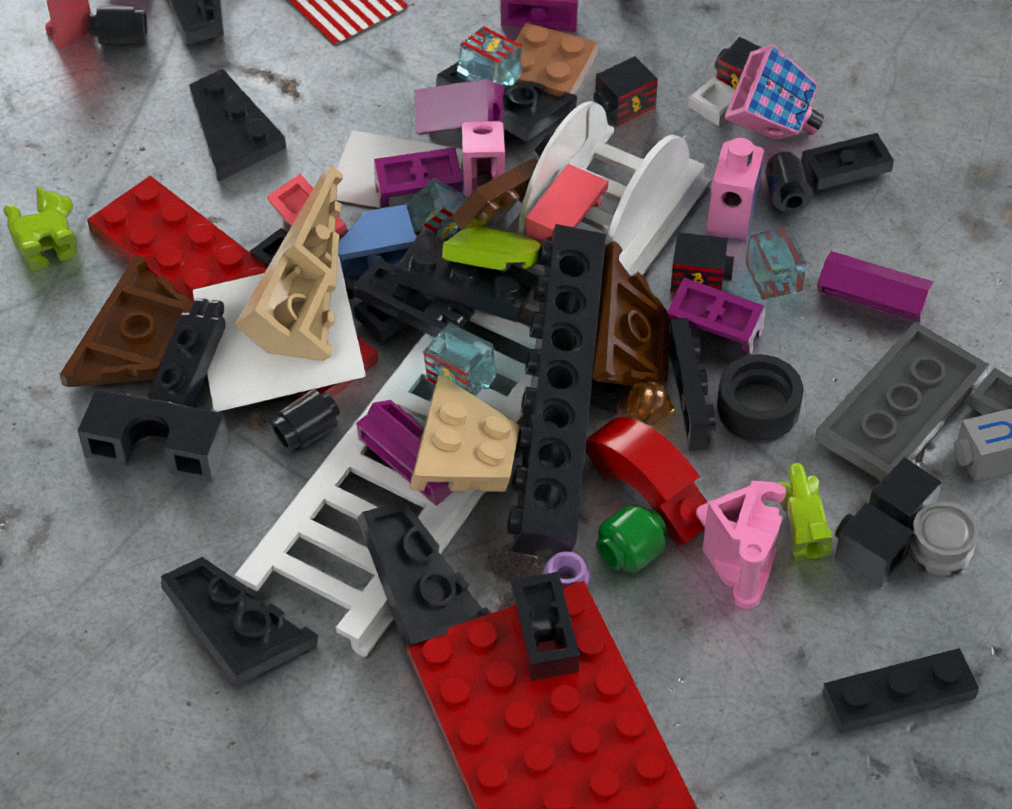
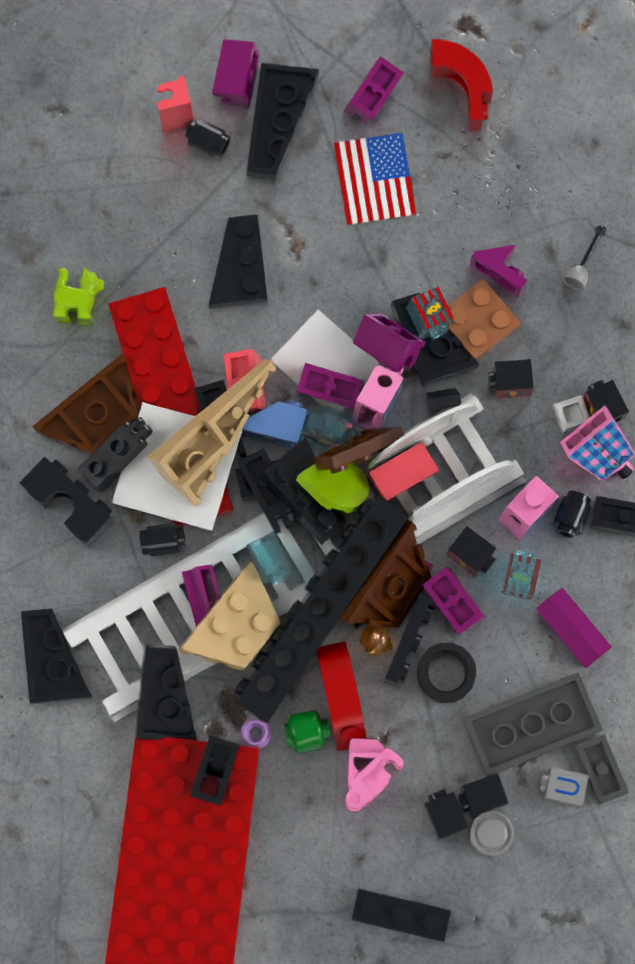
camera: 30 degrees right, 25 degrees up
(806, 516) = (415, 776): lime animal -> none

